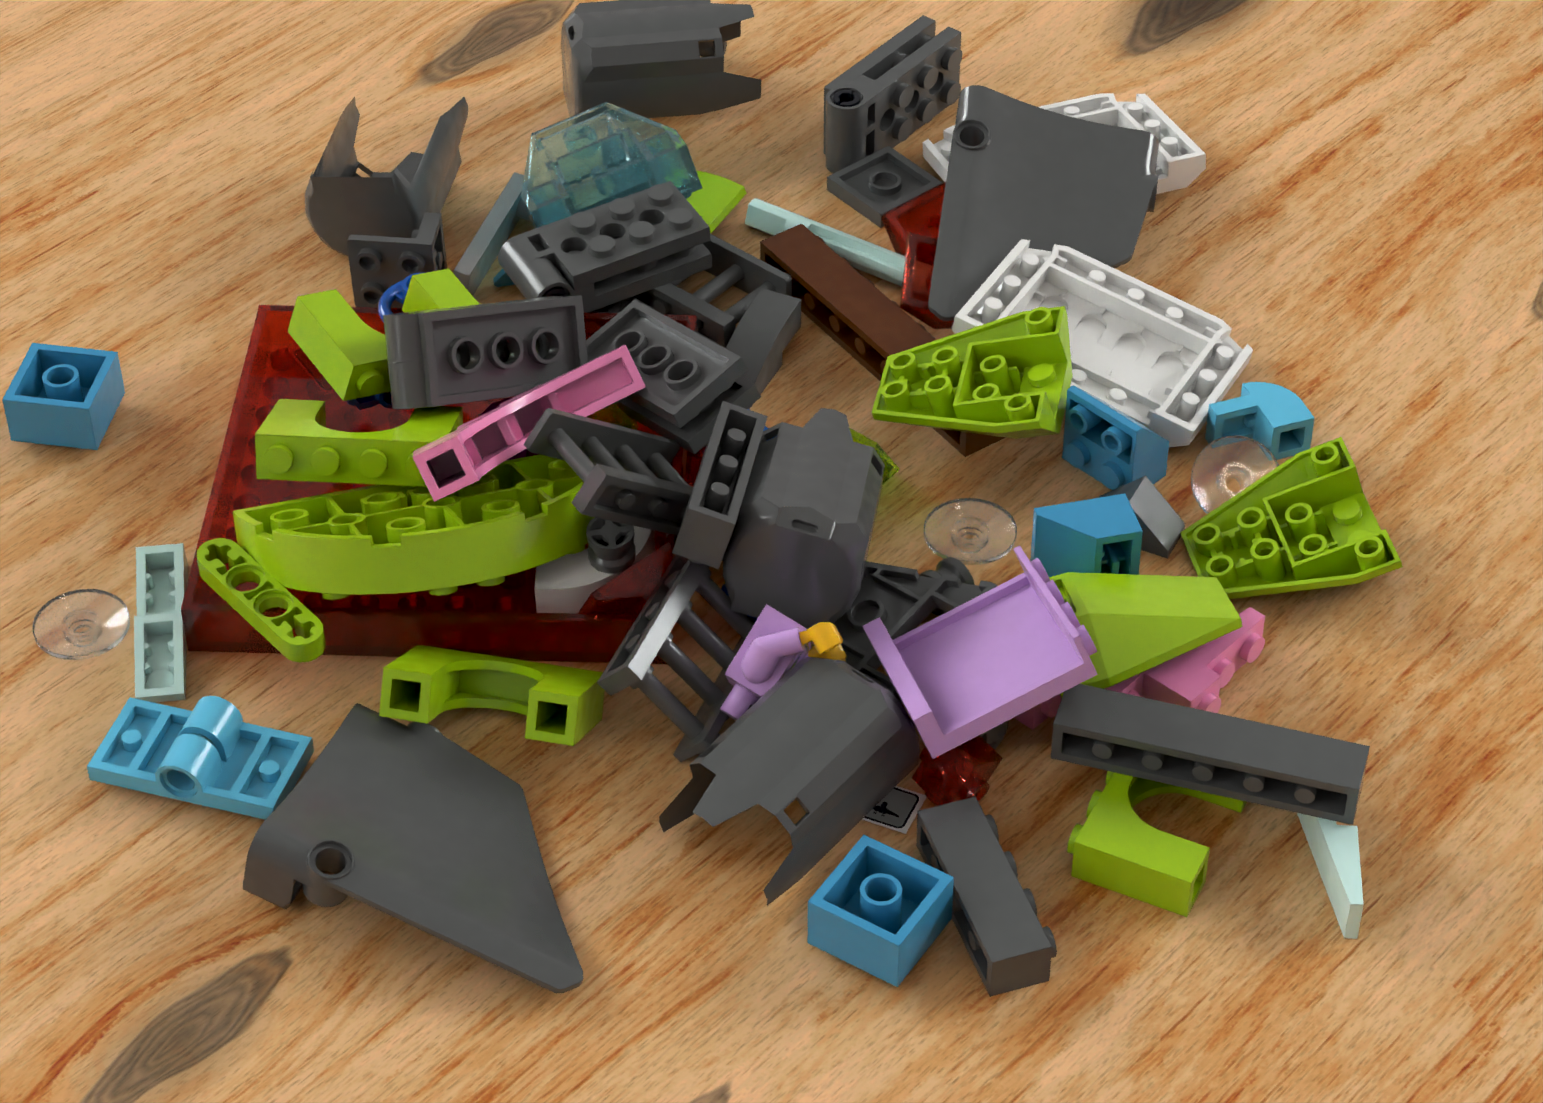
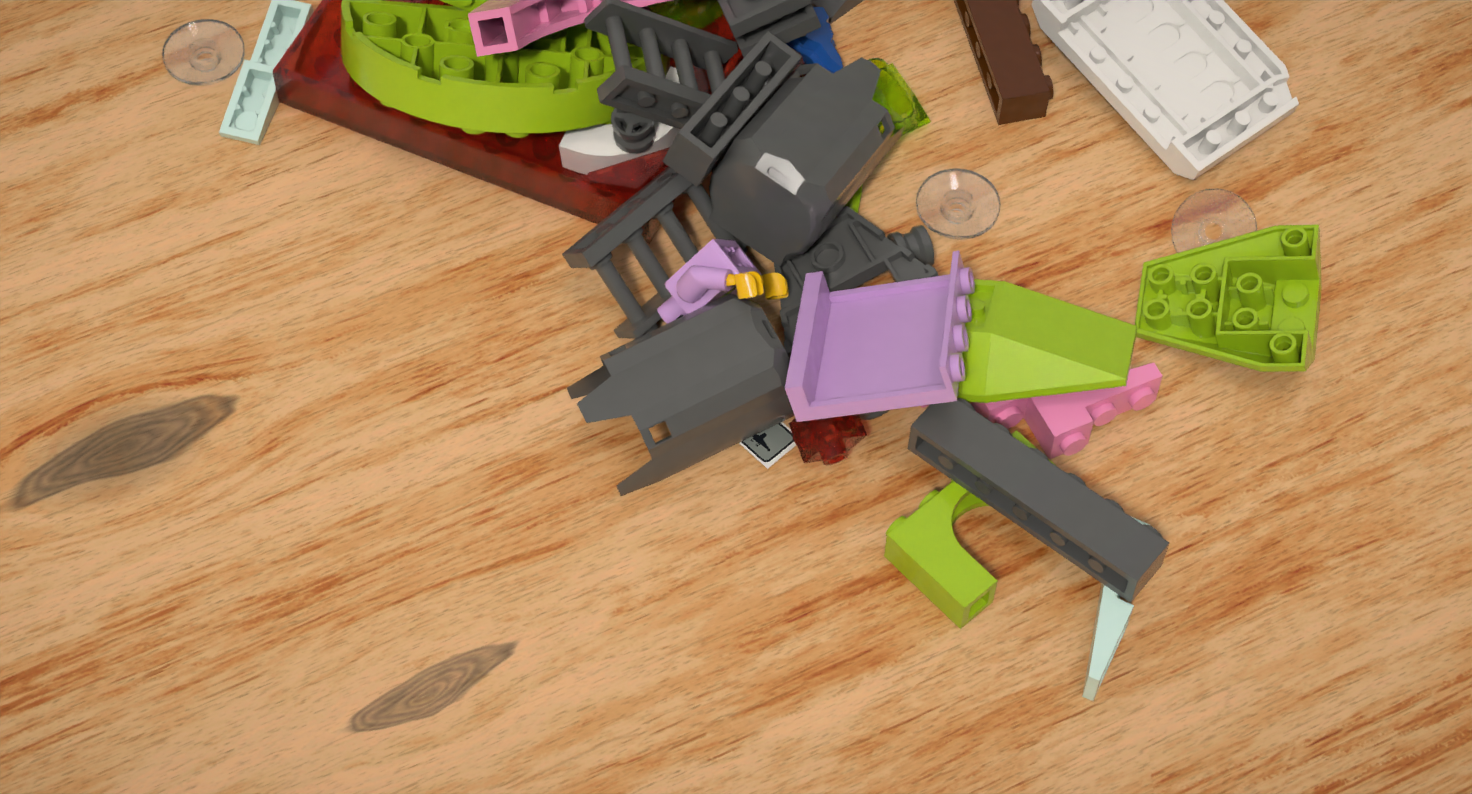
camera: 20 degrees right, 15 degrees up
(201, 756) = (243, 206): medium azure plate -> none
(268, 594) = (334, 84): lime beam -> none
(421, 838) = (371, 348): dark grey panel -> none
(556, 699) = (453, 199): lime arch -> none
(880, 910) = (699, 538): dark azure brick -> none
(984, 380) = (1032, 67): lime wedge -> none
(988, 902) = (795, 553): dark grey brick -> none
(1088, 537) = (1042, 254): dark azure slope -> none
(1110, 442) = (1122, 159): dark azure slope -> none
(1155, 515) = (1110, 237): slope -> none
(1266, 415) = (1275, 171): medium azure brick -> none

